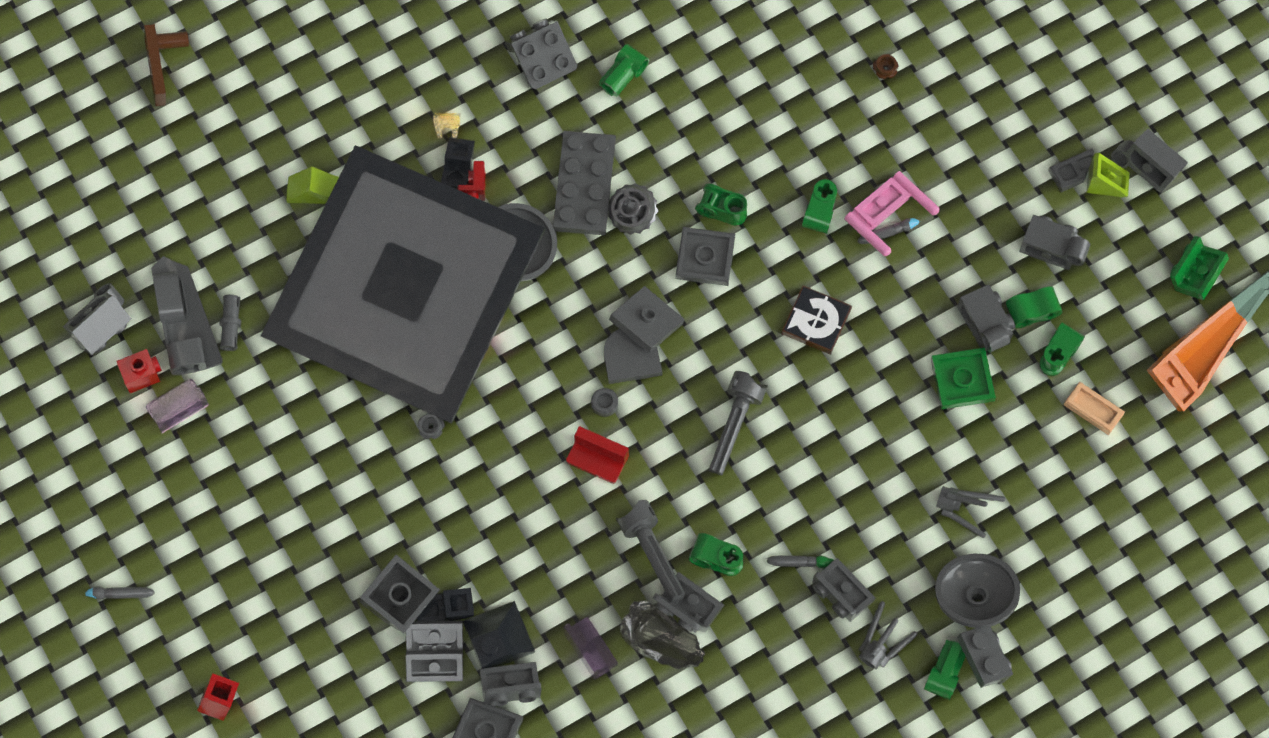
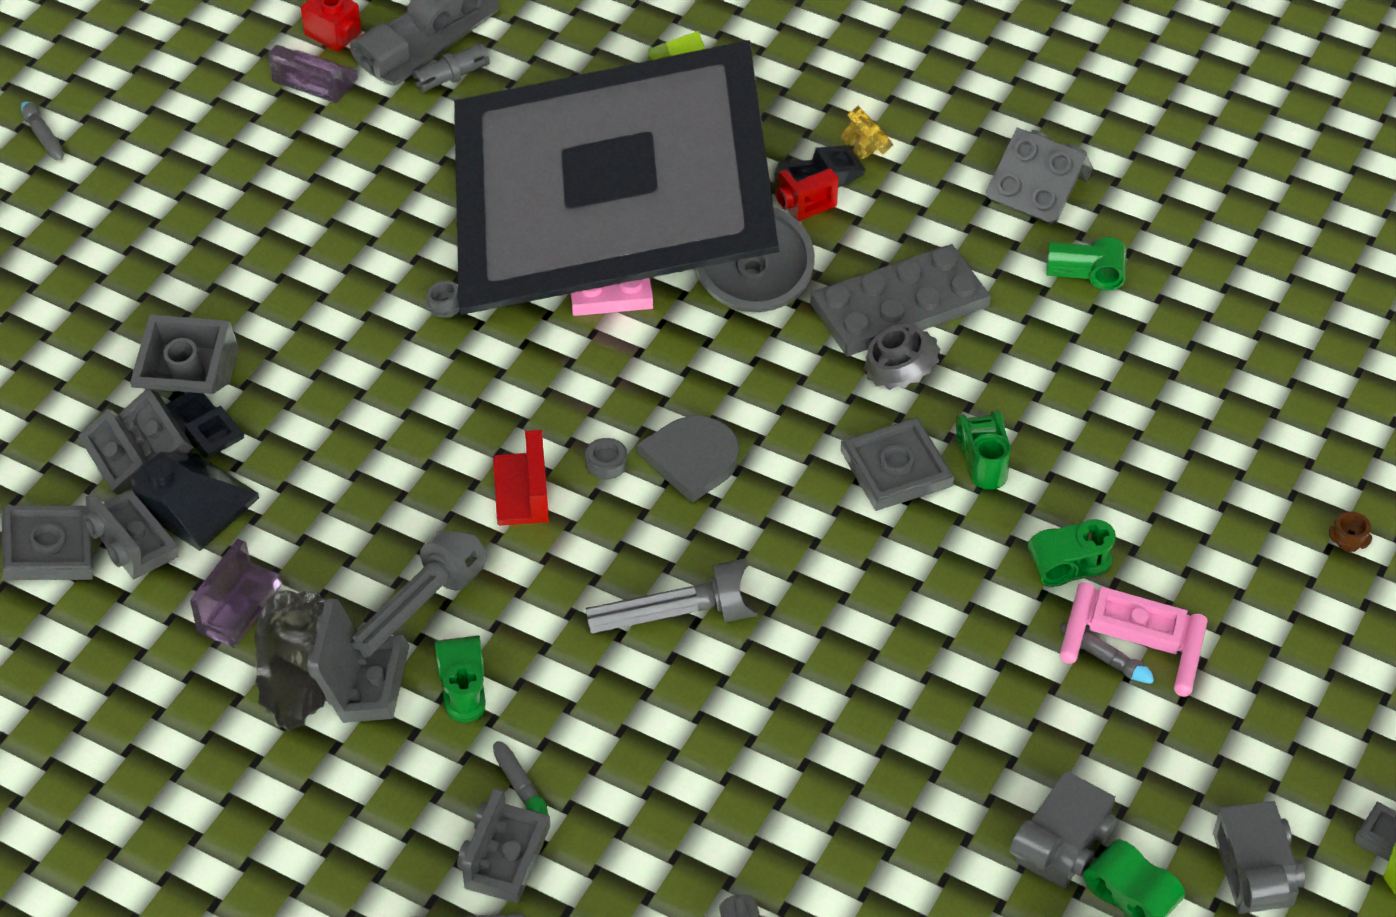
camera: 60 degrees right, 20 degrees down
(646, 319) = (753, 441): dark grey plate -> none
(816, 320) = (904, 632): tile -> none
(963, 378) = (948, 847): green plate -> none

